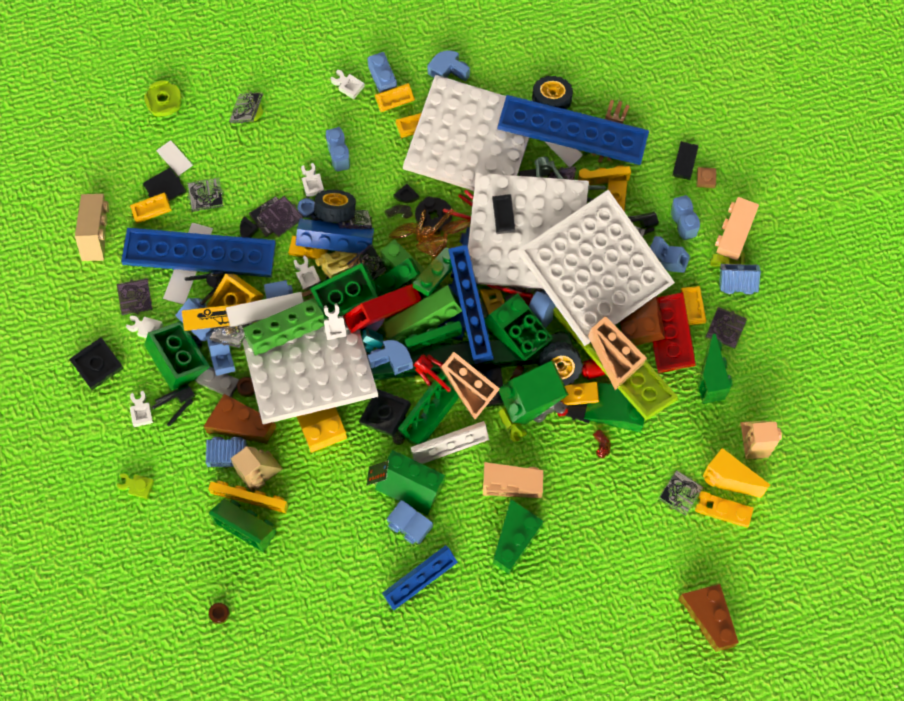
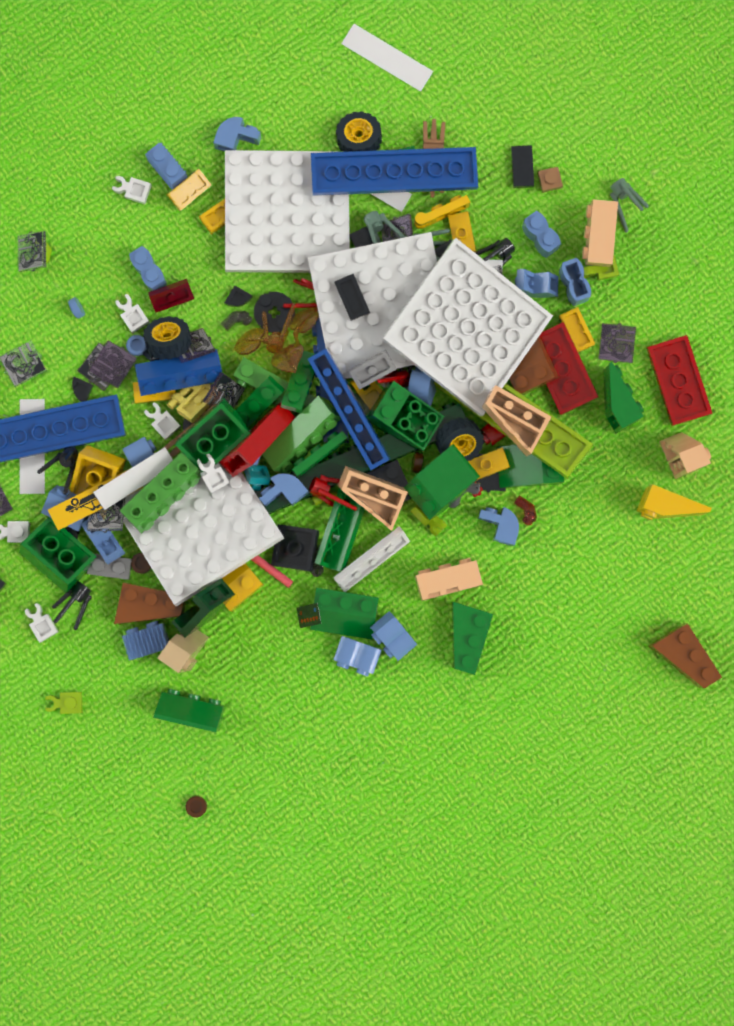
camera: 20 degrees left, 15 degrees up
(241, 494) = (175, 679): yellow plate -> none
(266, 162) = (76, 307): none -> medium blue tile
(295, 430) = (207, 605): none -> dark green panel
(350, 175) = (171, 295): none -> dark red plate
(356, 424) = (272, 571): none -> coral bar
(419, 577) = (385, 708): blue plate -> none
(447, 514) = (393, 636): none -> medium blue brick
(502, 278) = (372, 369): none -> light grey plate
(580, 448) = (506, 522): none -> medium blue brick
(596, 45) = (387, 57): none -> white sticker
(680, 492) = (620, 535): piece -> none
(703, 263) = (572, 276): none -> medium blue brick
(724, 509) = (669, 540): yellow plate -> none
(739, 278) = (617, 286): medium blue brick -> none
(767, 203) = (622, 190): none -> sand green plant
(773, 374) = (679, 380): none -> red plate

